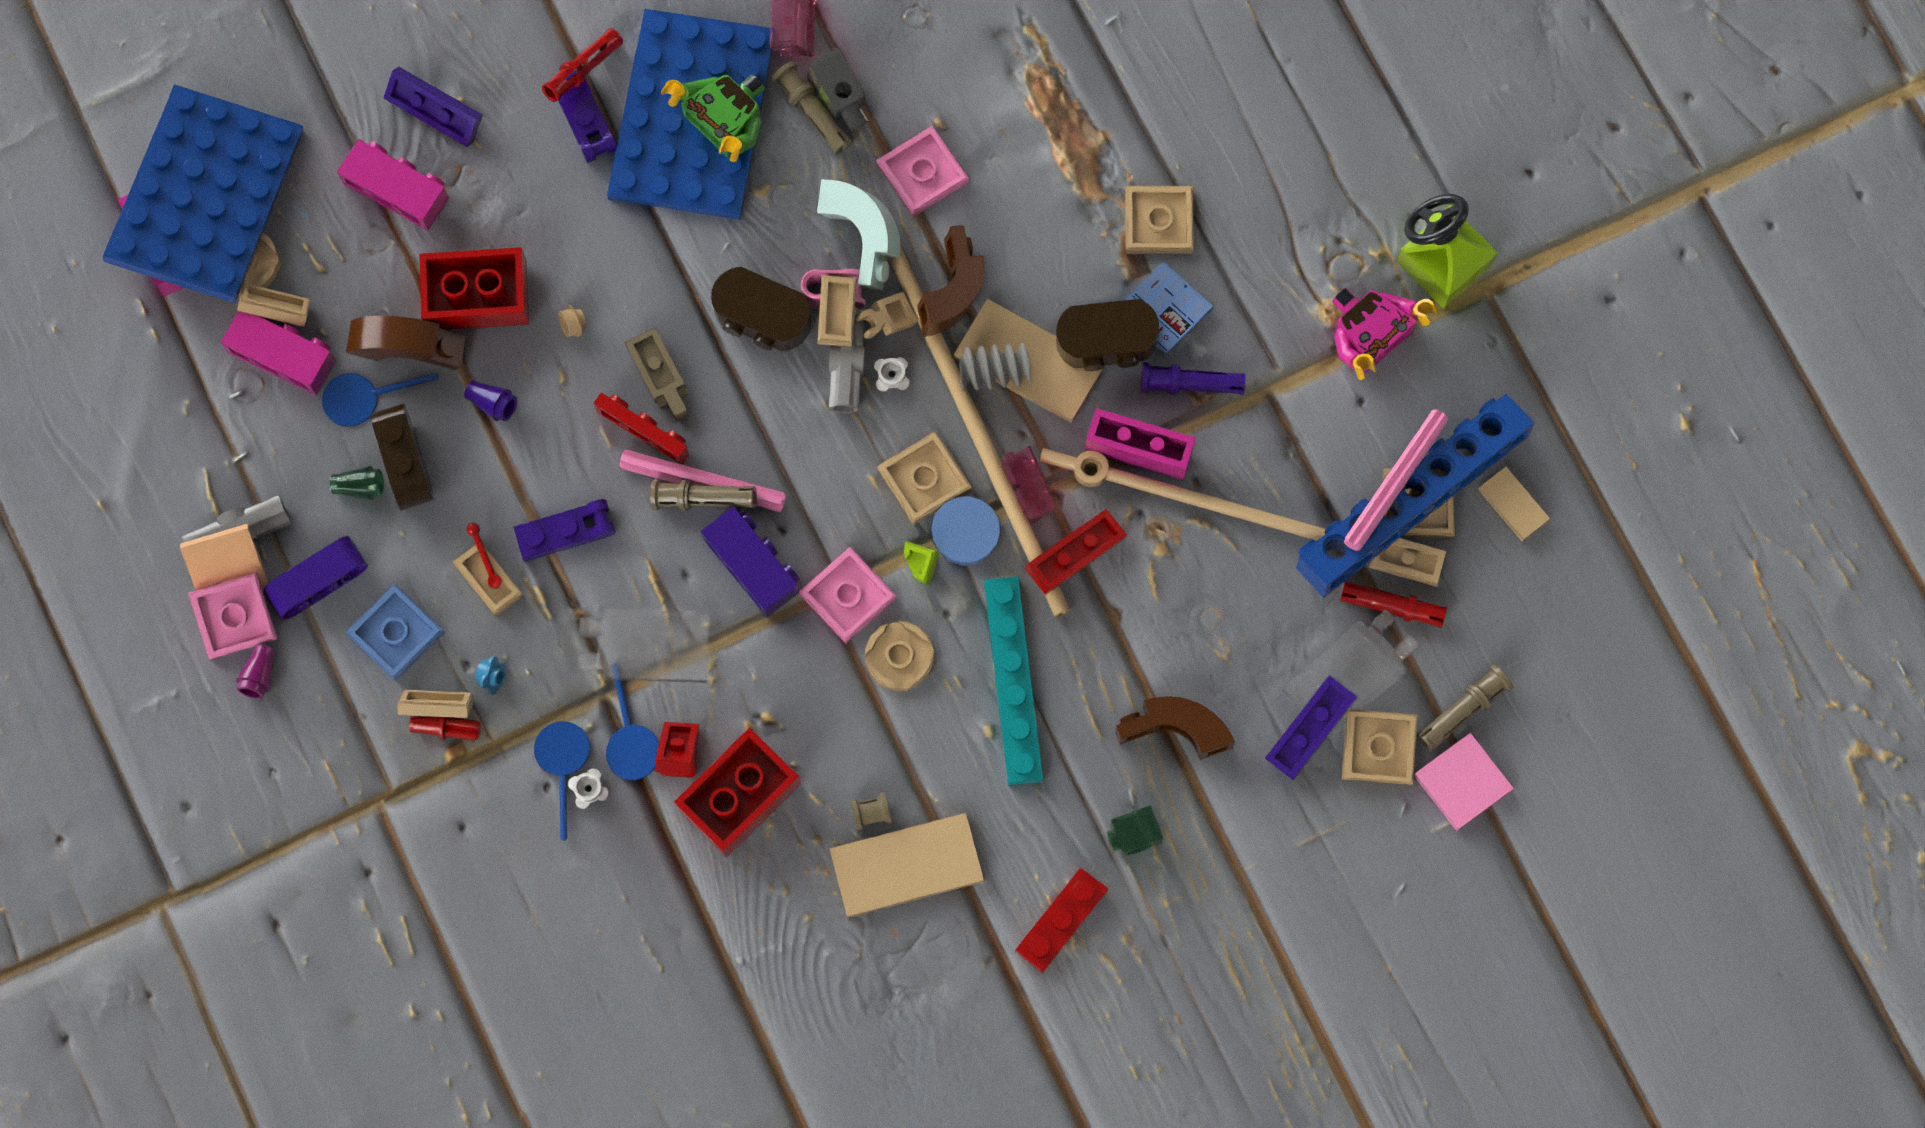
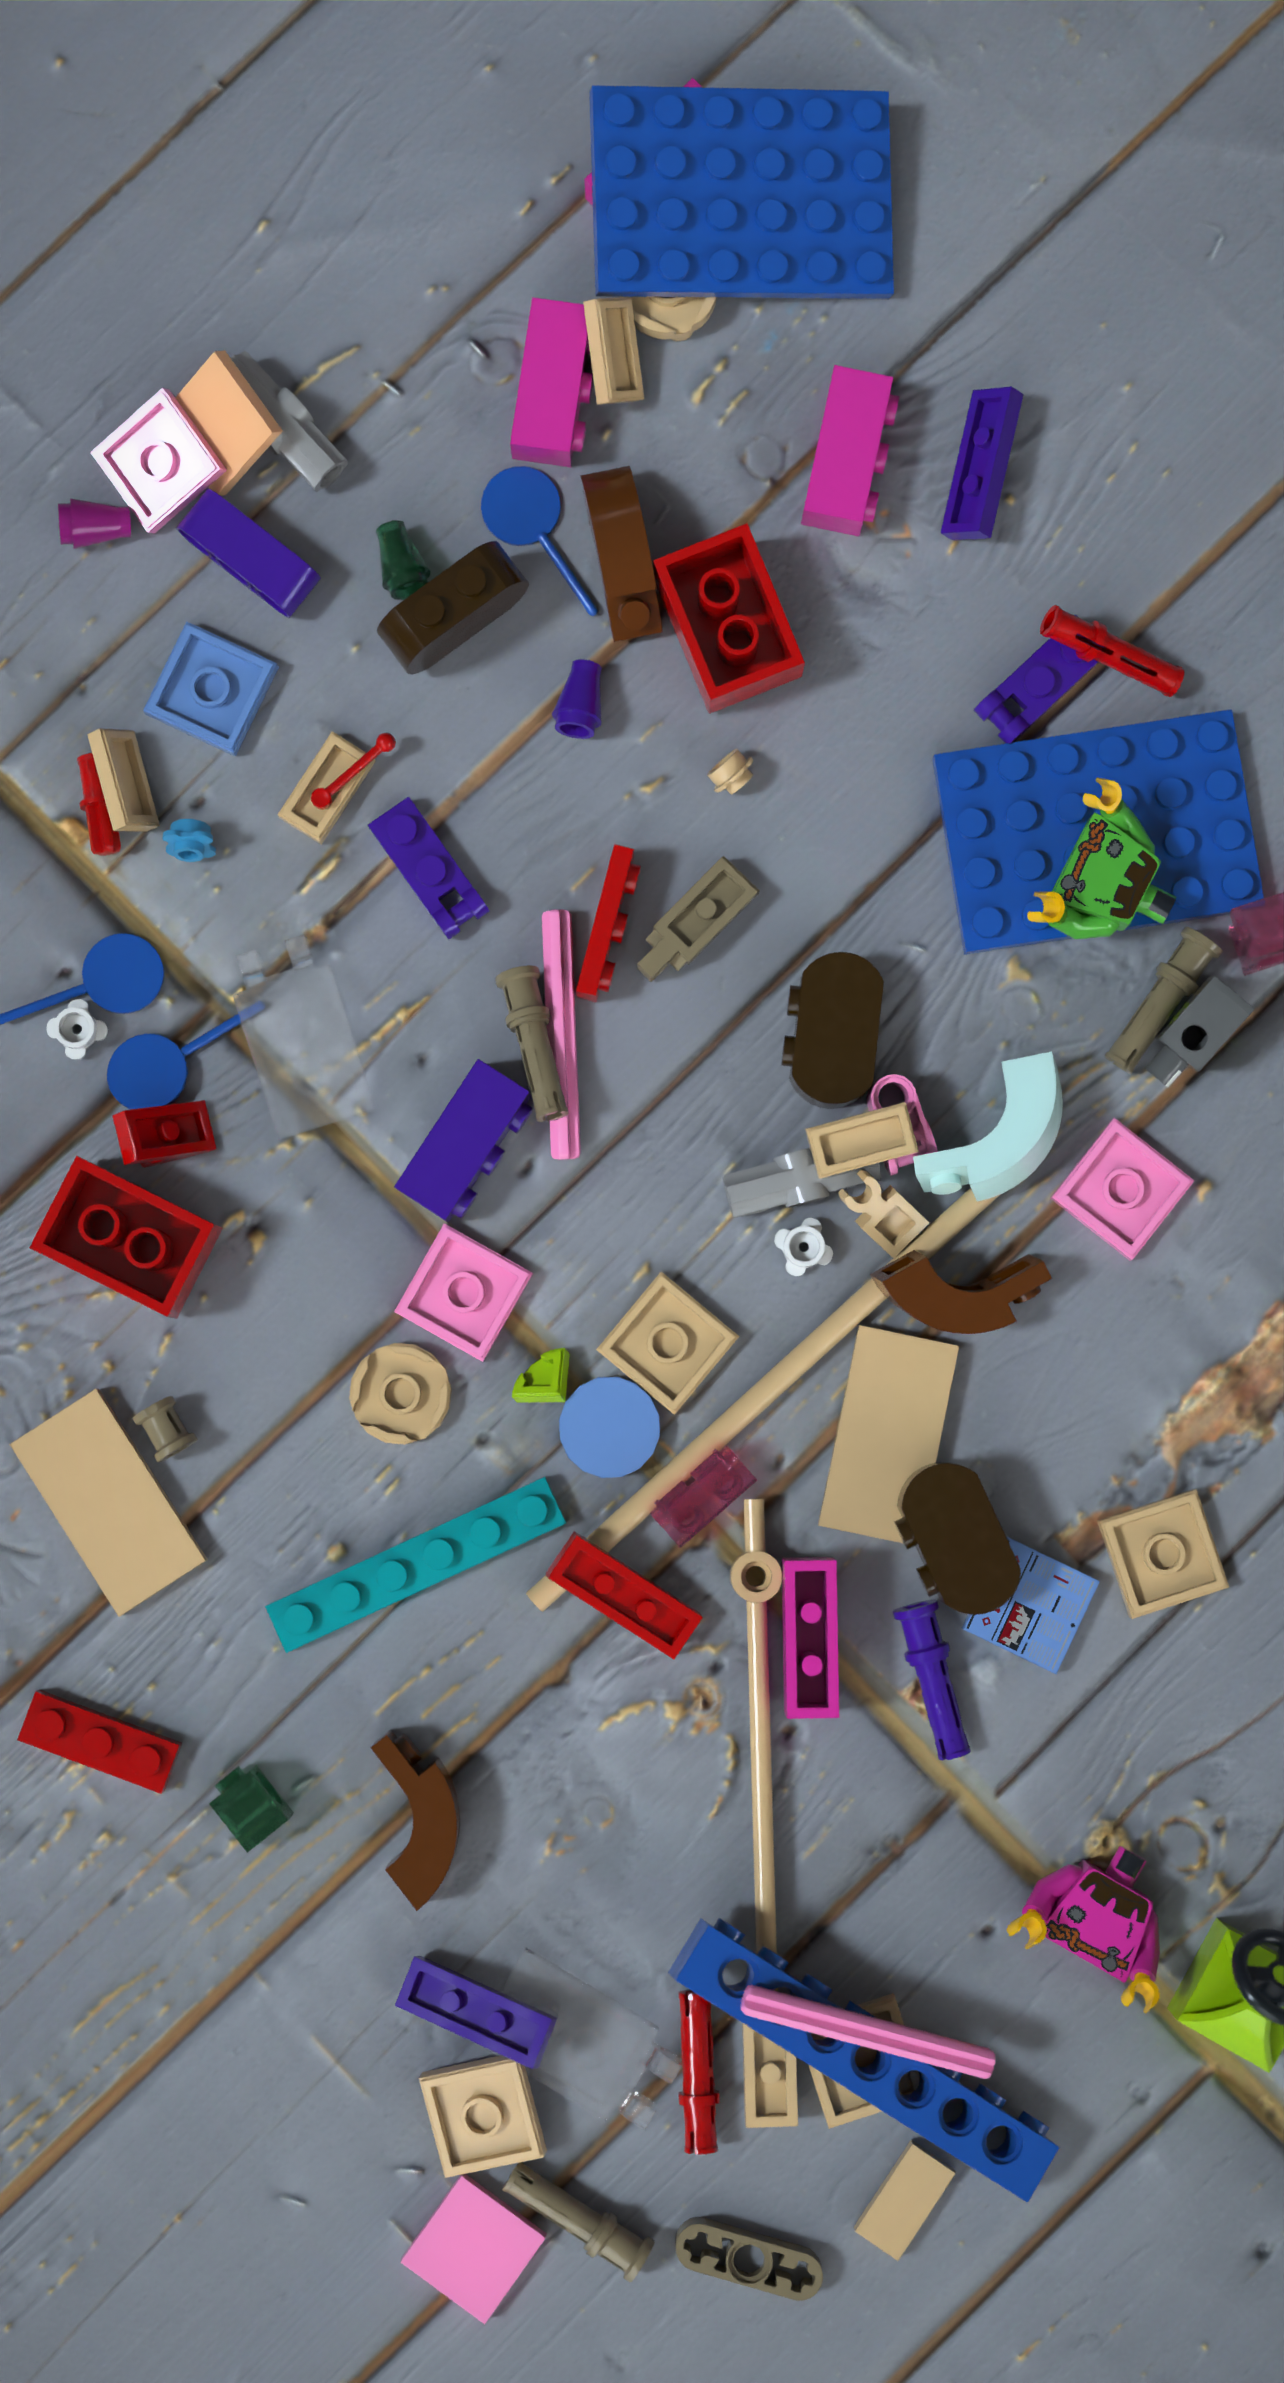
camera: 70 degrees right, 10 degrees up
(994, 366) = (854, 1393): light grey piece -> none
(1516, 636) = (789, 2257): none -> dark tan beam

